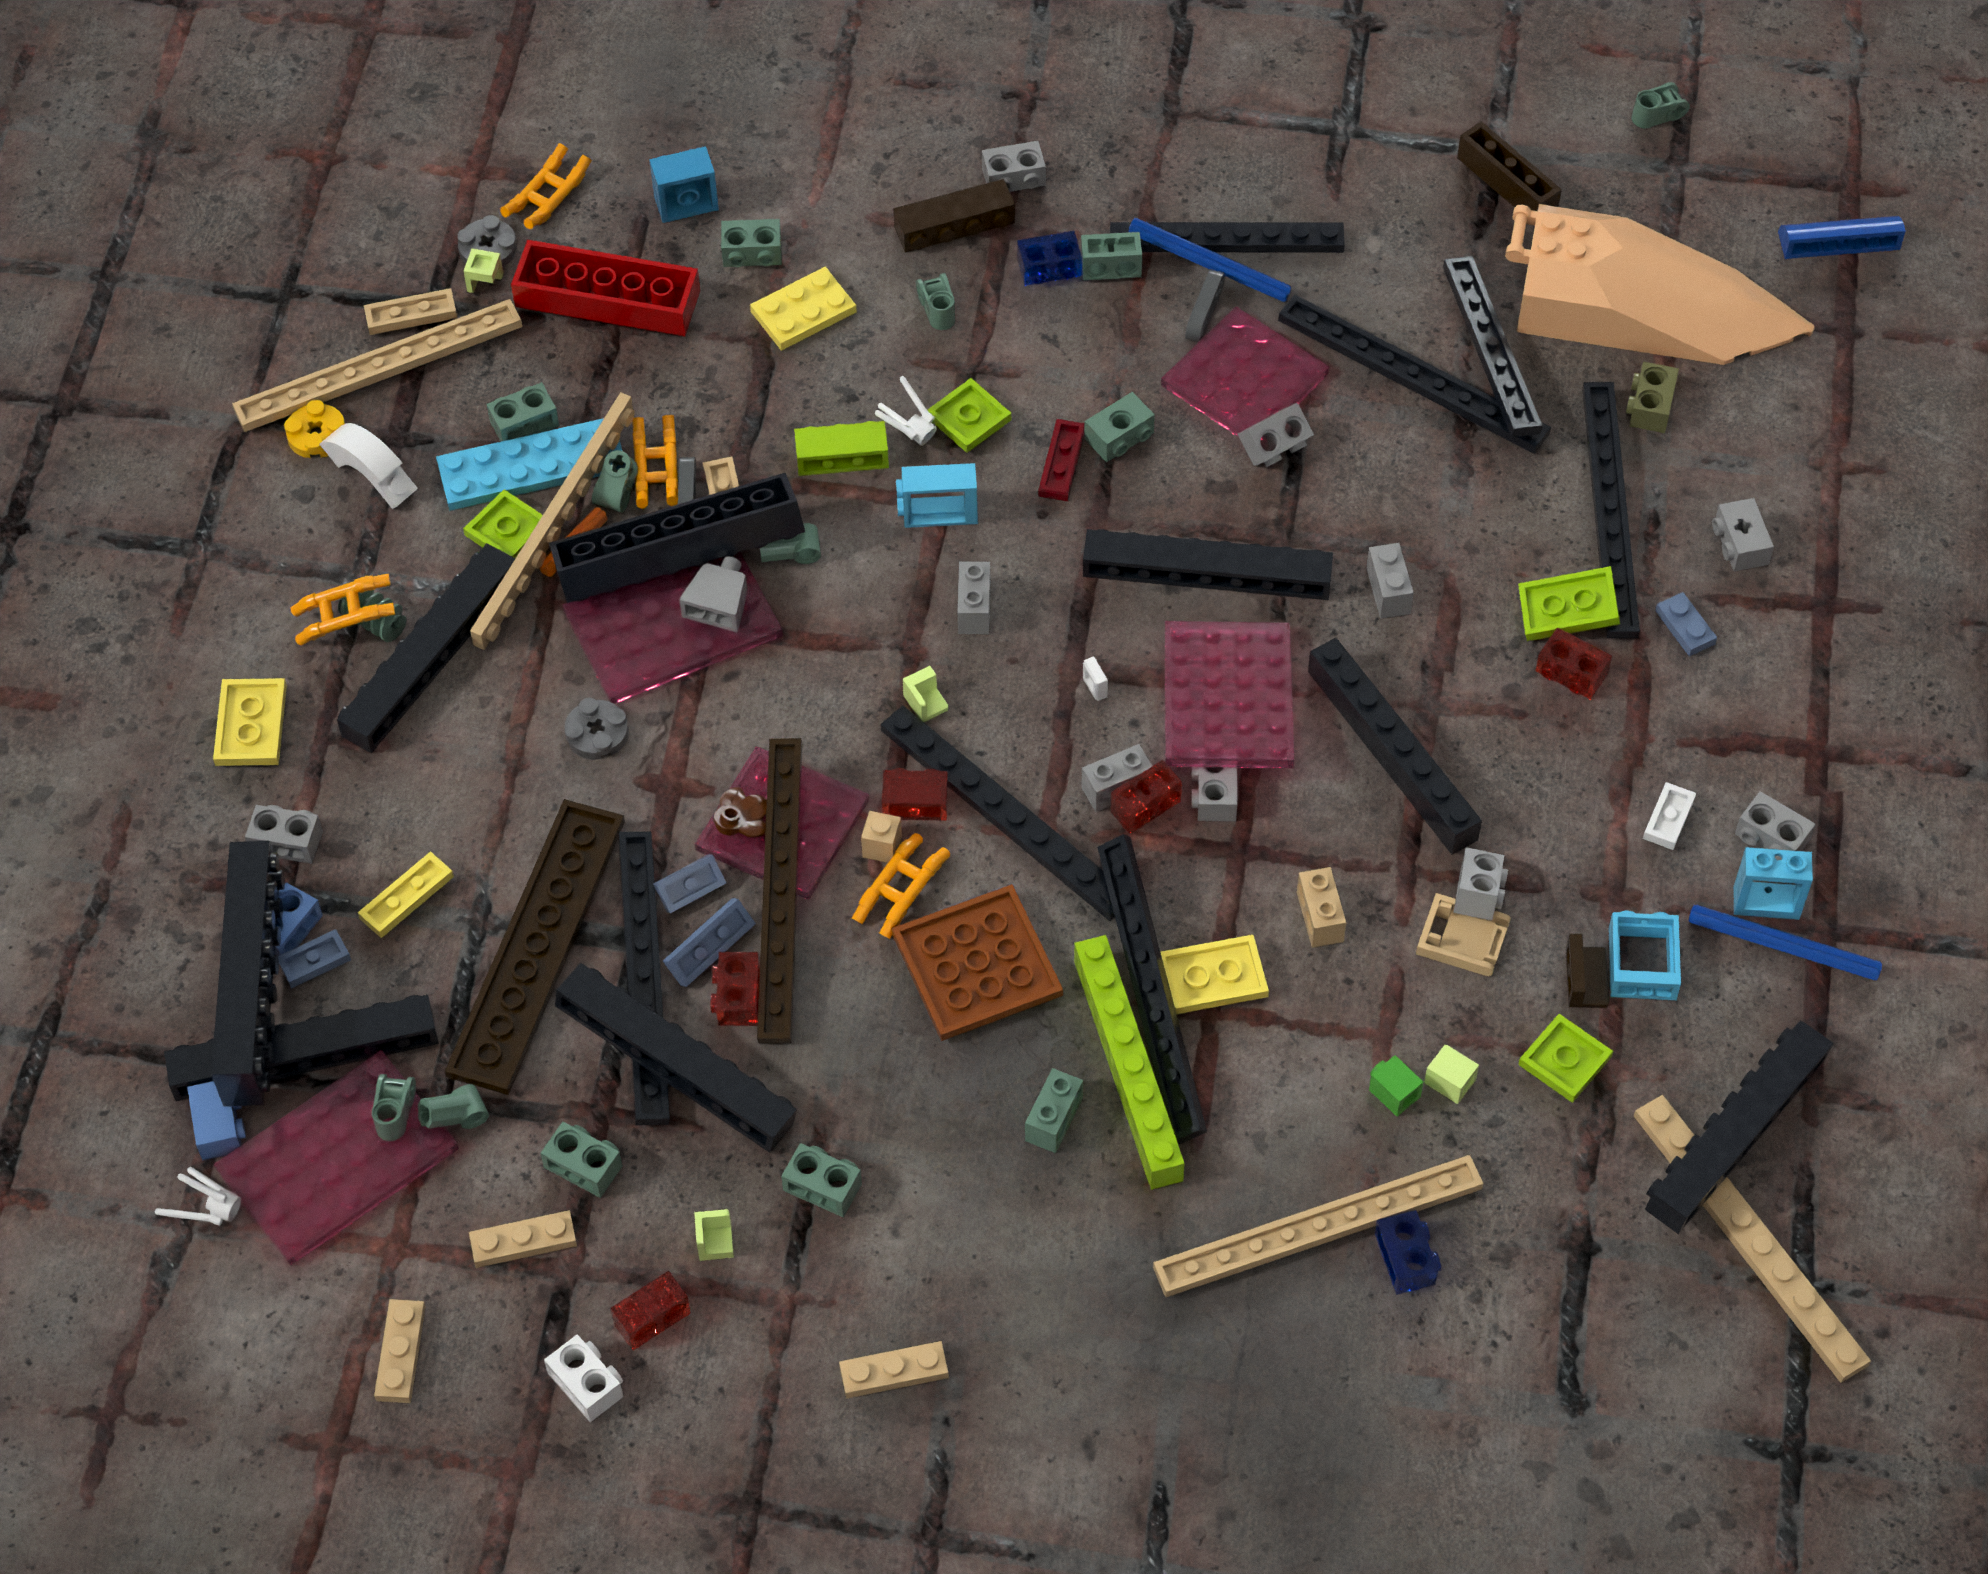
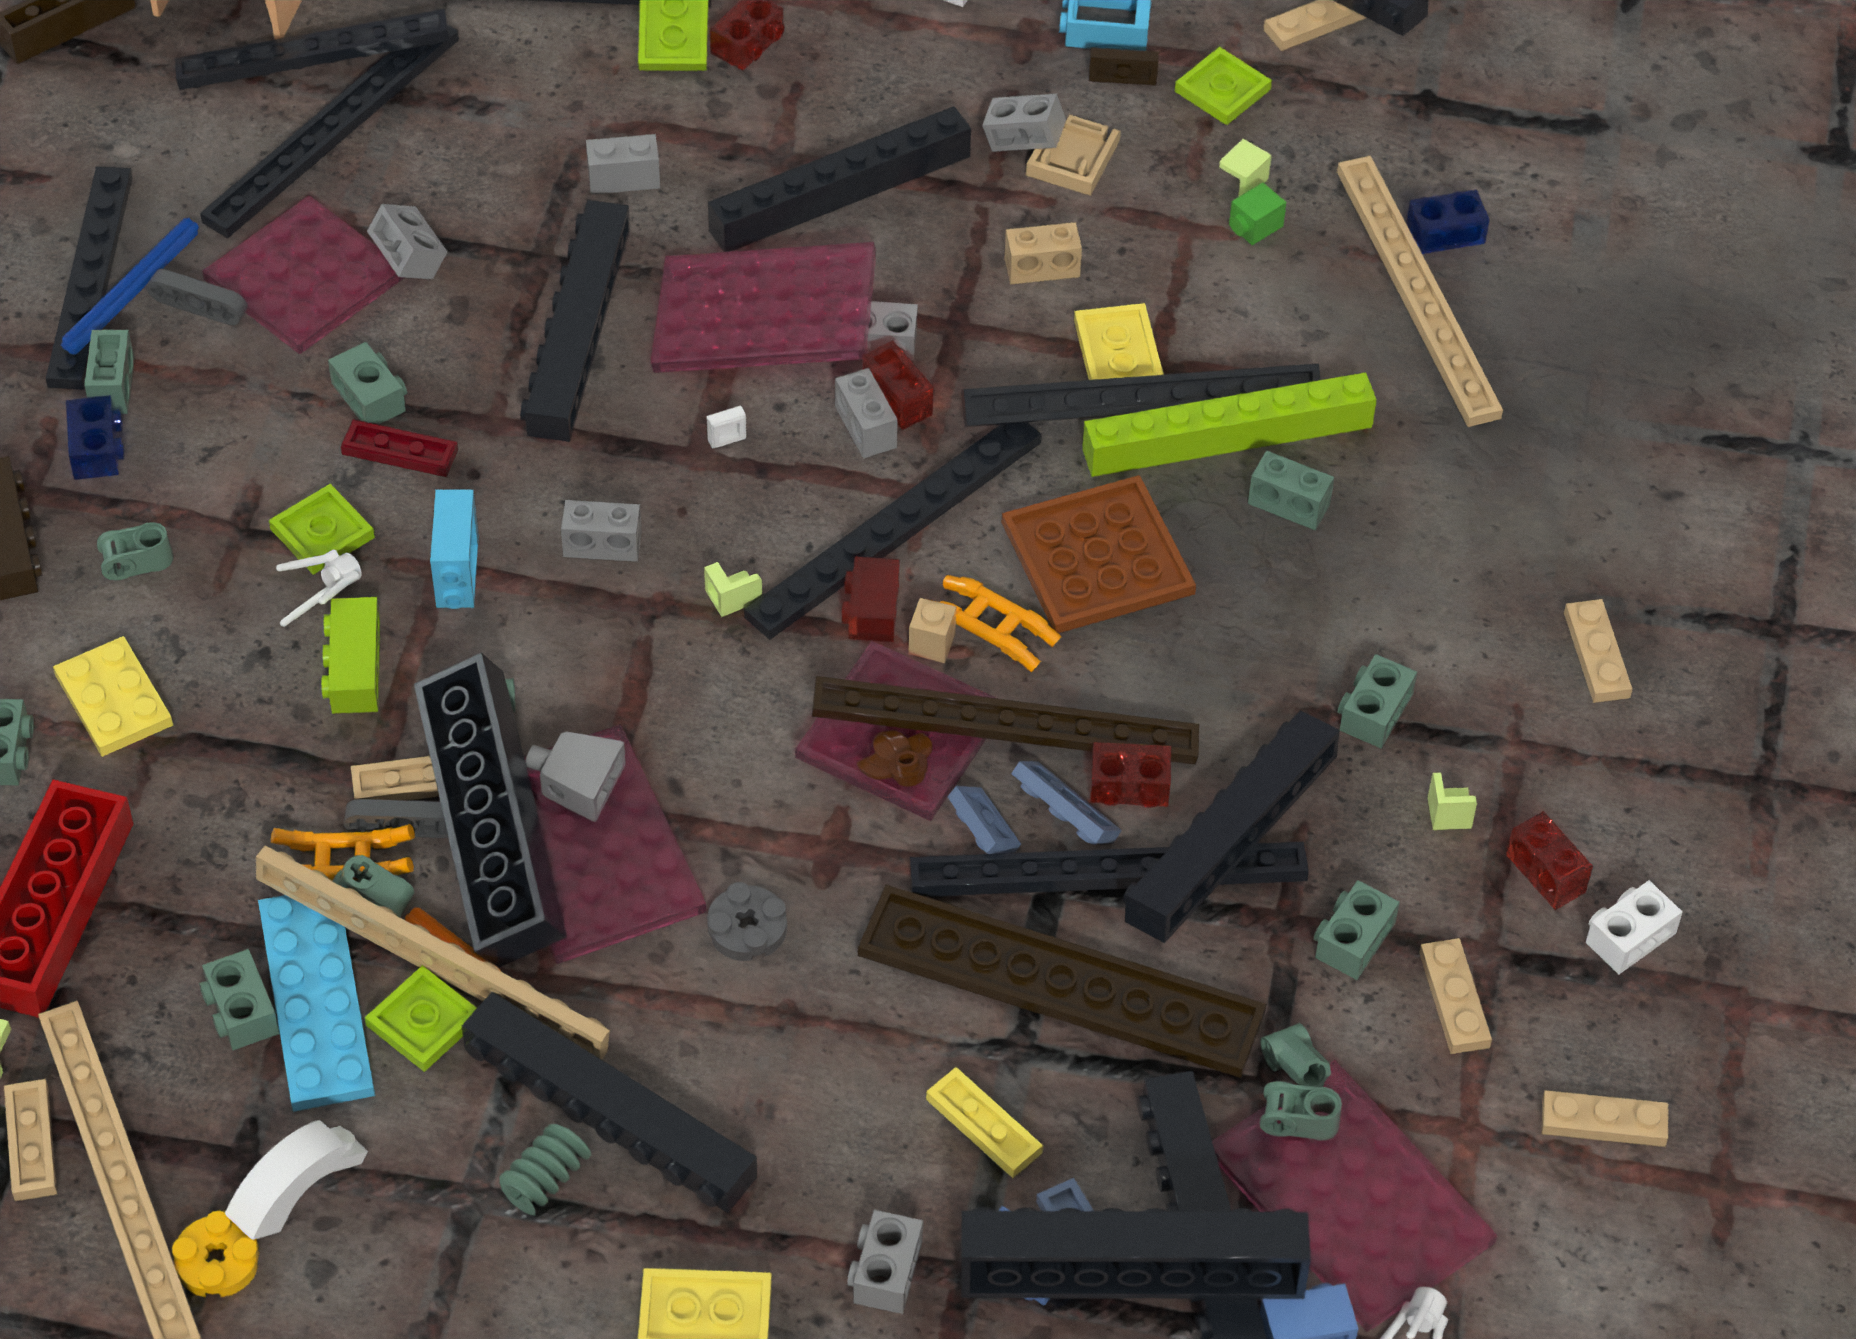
camera: 90 degrees left, 5 degrees down
(356, 613) = (531, 1207): light orange piece -> none

